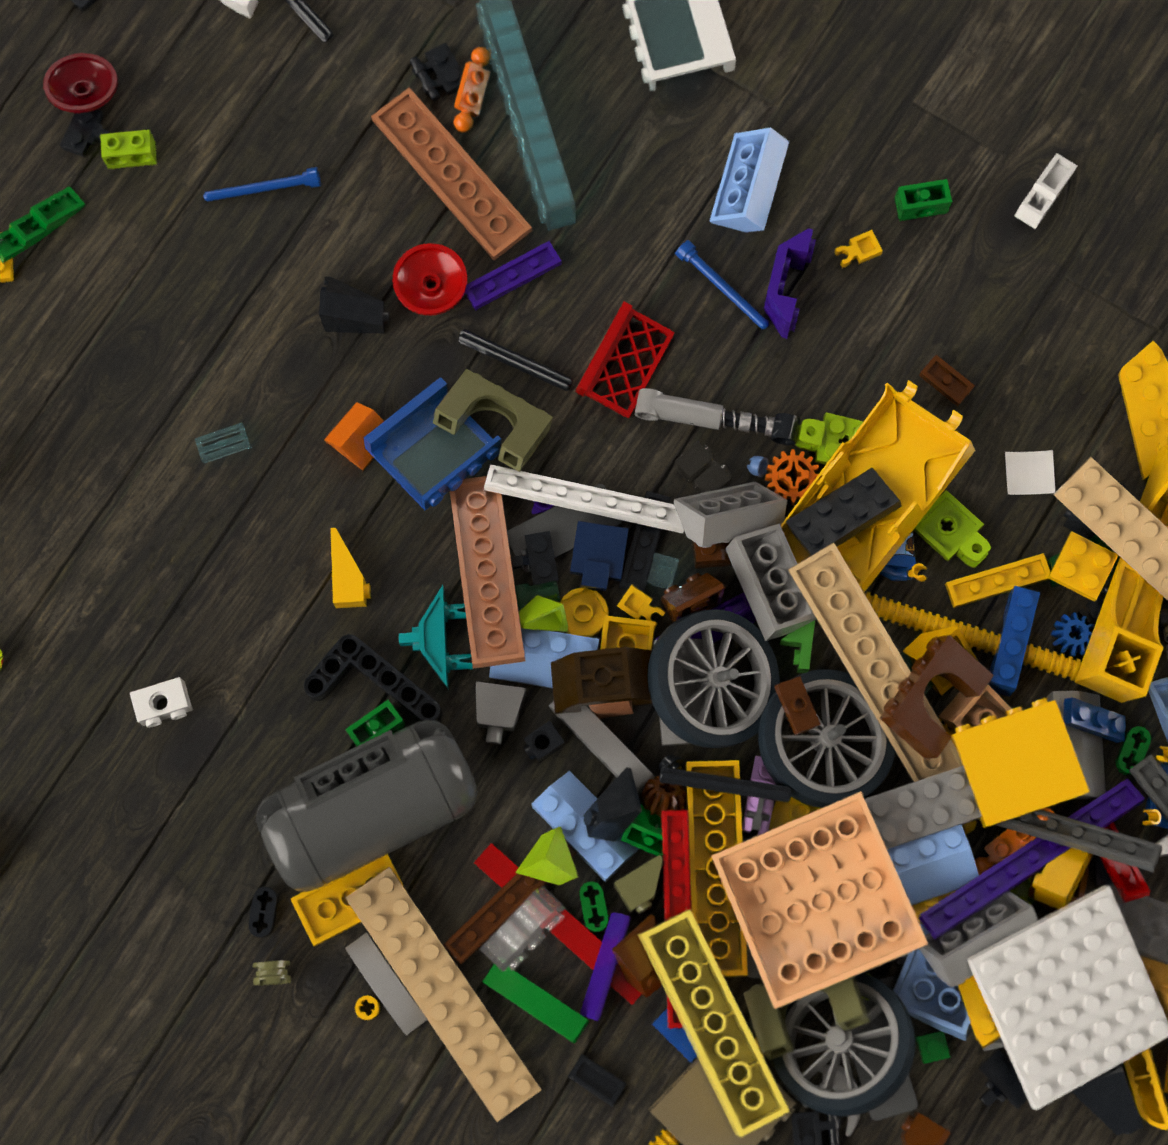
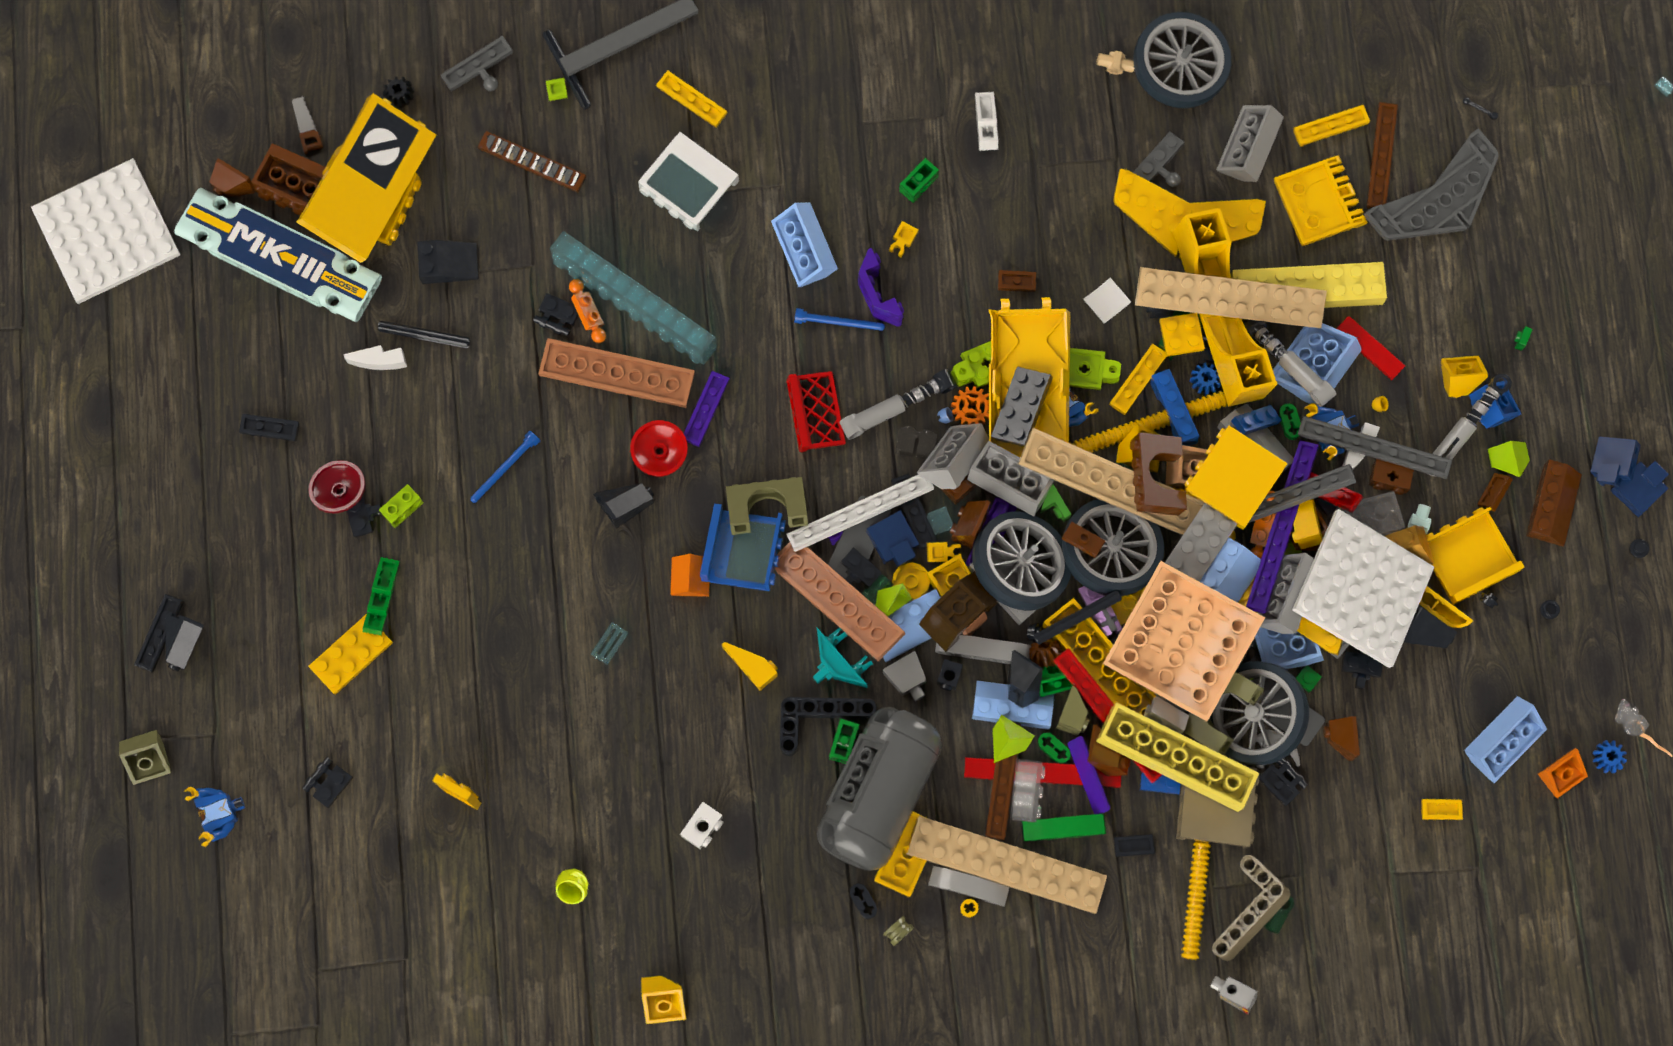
camera: 40 degrees left, 0 degrees up
(515, 360) = (748, 459): black axle -> none
(737, 967) = (1166, 715): none -> light grey hinge

